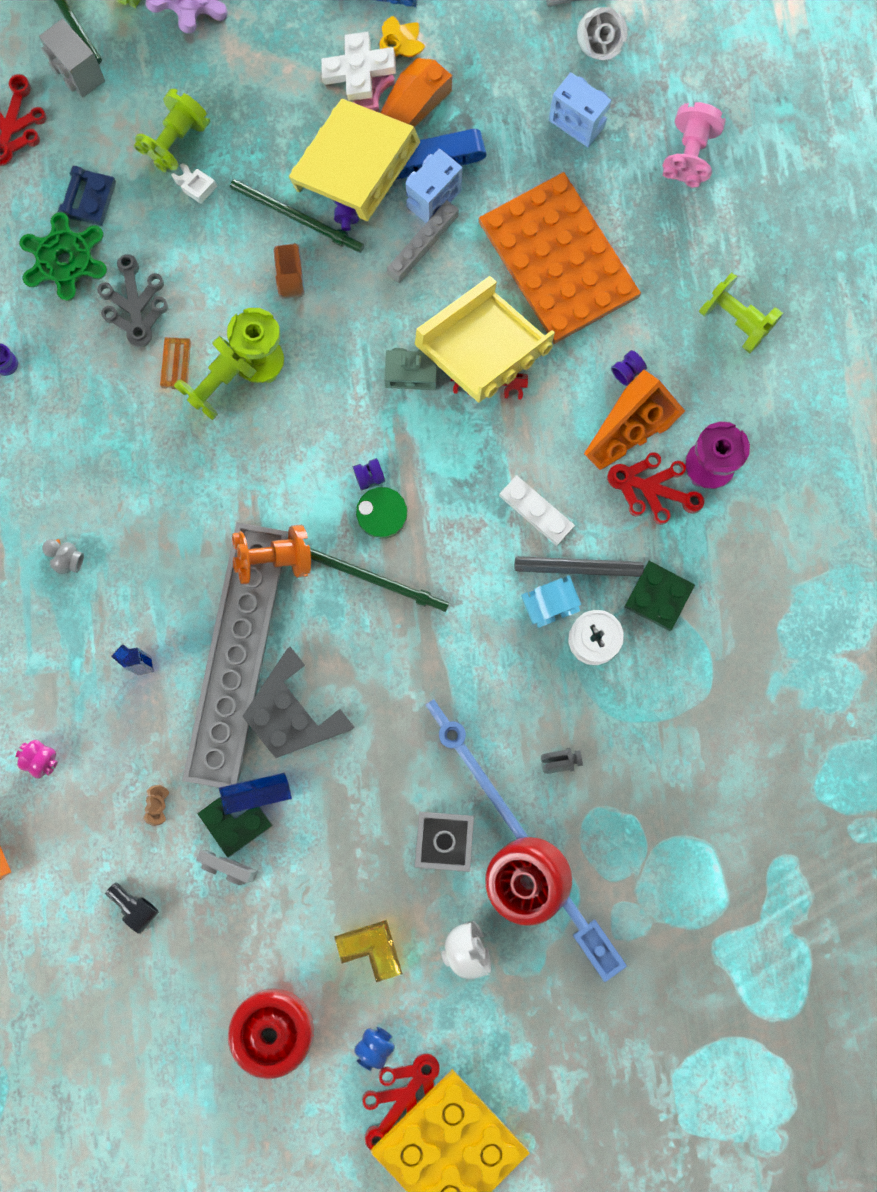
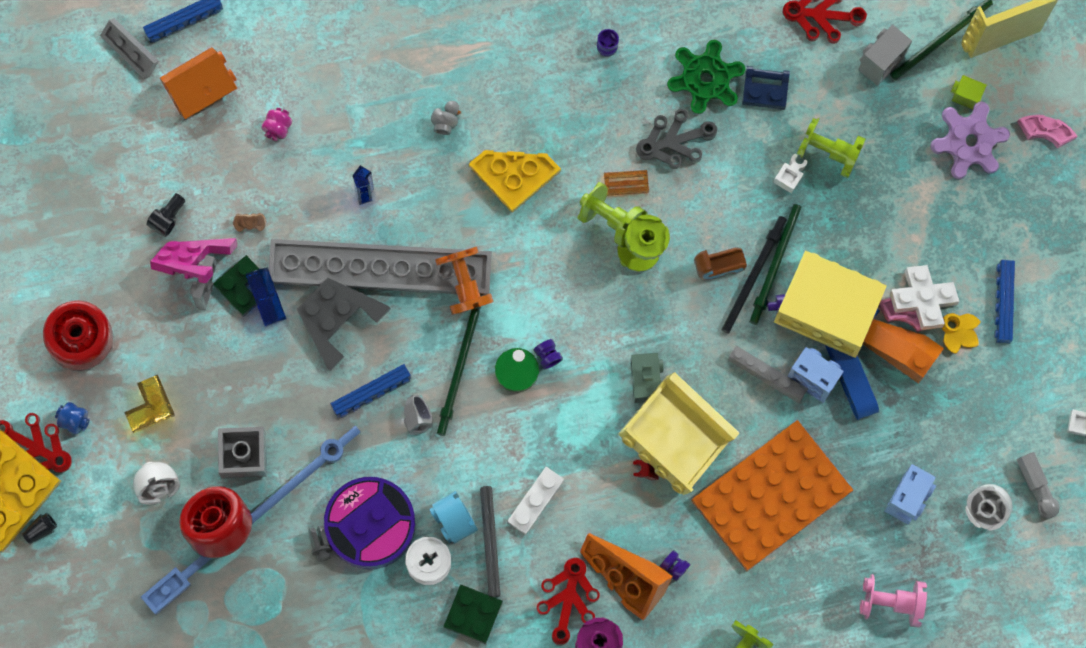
camera: 80 degrees right, 5 degrees down
(146, 486) = (514, 175): none -> yellow plate
(190, 888) = (186, 255): none -> dark pink wing
(266, 214) = (772, 238): none -> black bar
(385, 682) = (370, 391): none -> blue piece
(422, 631) = (417, 415): none -> light grey rock
(506, 1100) = (40, 528): none -> black cone
(543, 700) = (369, 522): none -> brick

